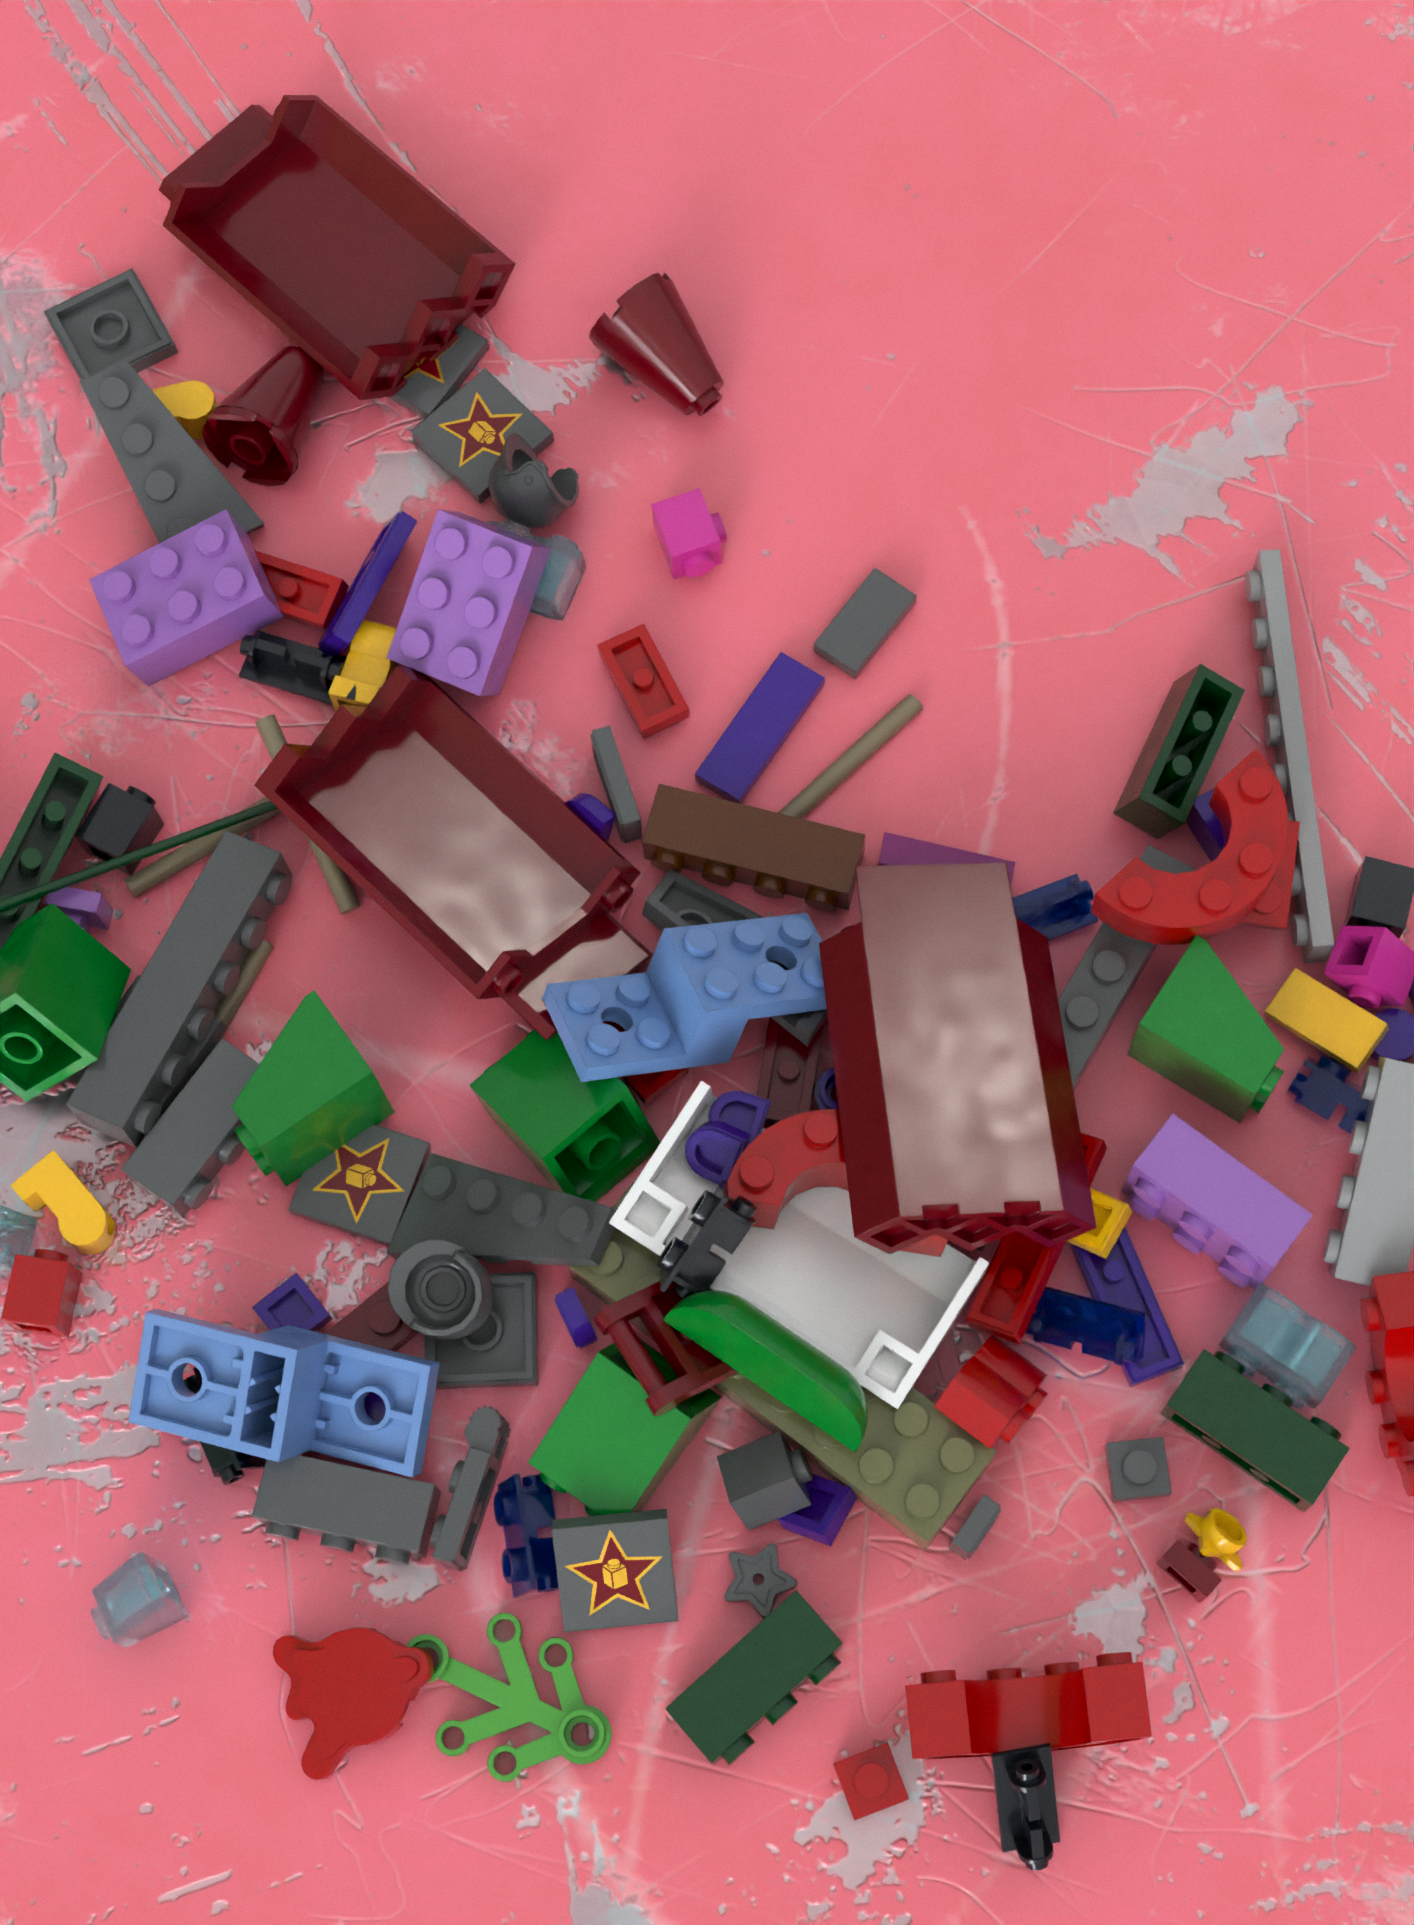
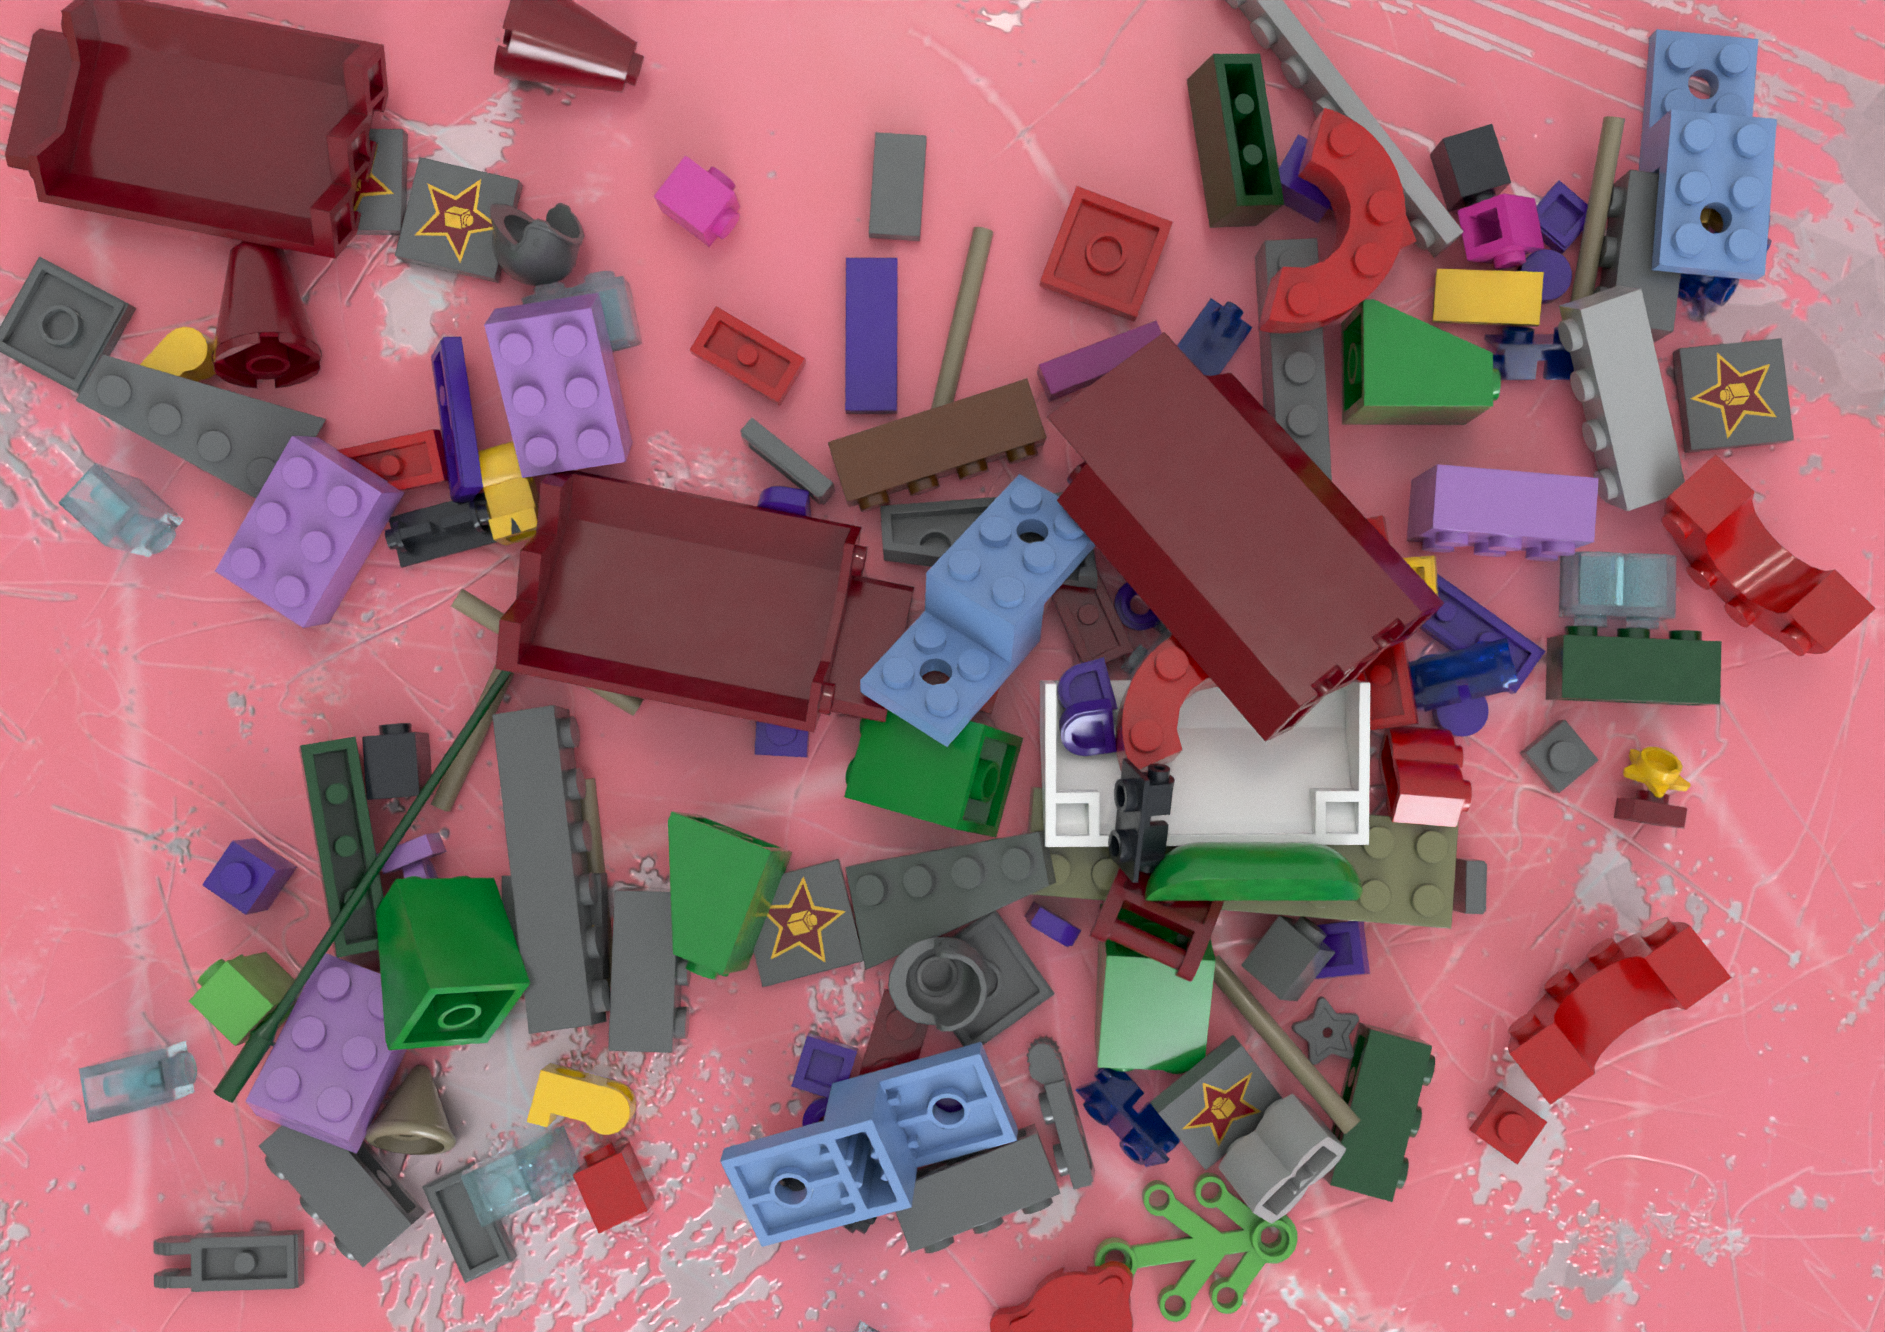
camera: 40 degrees left, 15 degrees up
(51, 491) = (122, 511): none -> clear light blue brick
(456, 1008) = (780, 741): none -> dark purple plate
(637, 1657) = (1281, 1158): none -> light grey brick
(707, 1556) = (1284, 1047): none -> dark tan bar
(1007, 781) = (1105, 253): none -> red plate
(1026, 1803) = (1643, 1072): black hinge -> none
(1071, 1371) = (1463, 717): none -> dark purple tile

